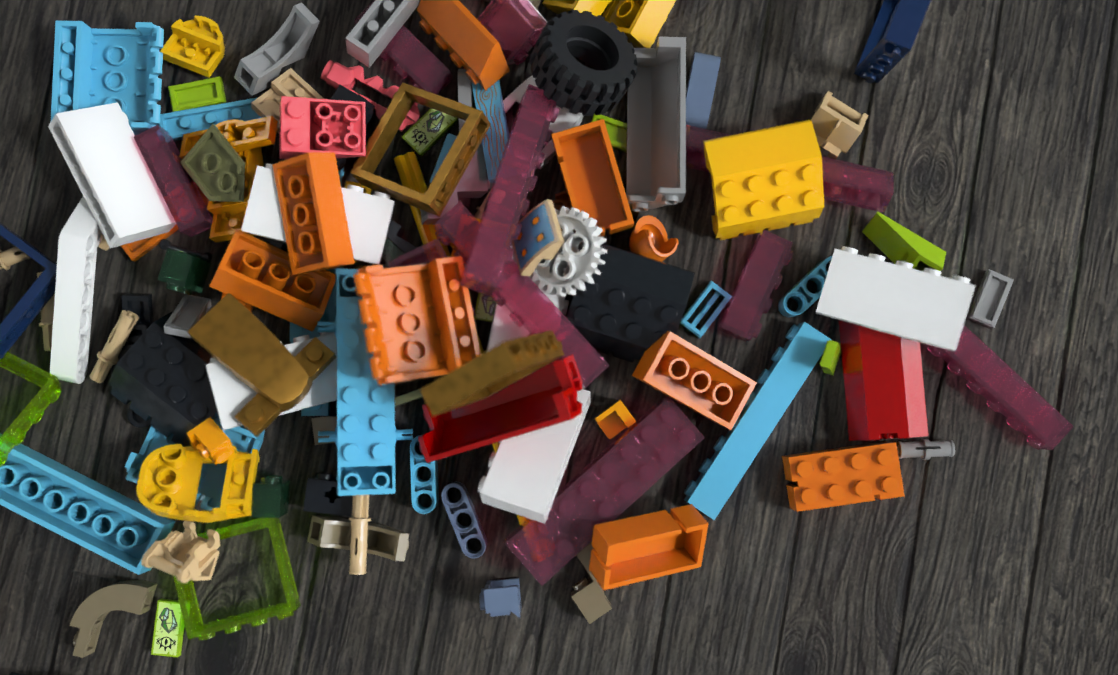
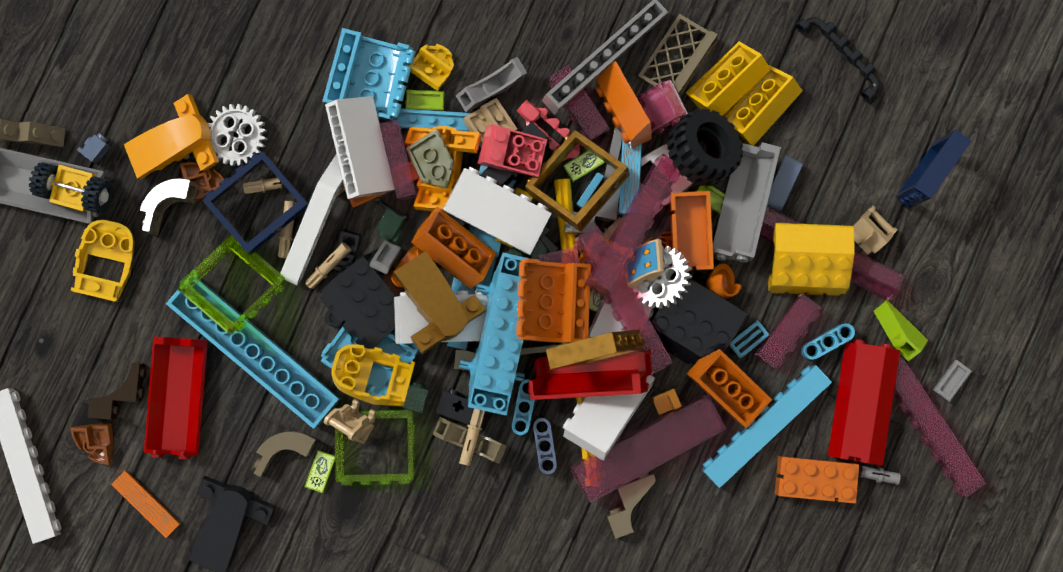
camera: 10 degrees right, 0 degrees up
(211, 441) = (386, 349): light orange brick -> none
(313, 212) = (495, 210): orange slope -> none
(501, 597) = (559, 505): sand blue window -> none
(647, 546) = (669, 494): orange piece -> none
(830, 357) = (828, 394): lime tile -> none
(896, 298) = (881, 364): white brick -> none

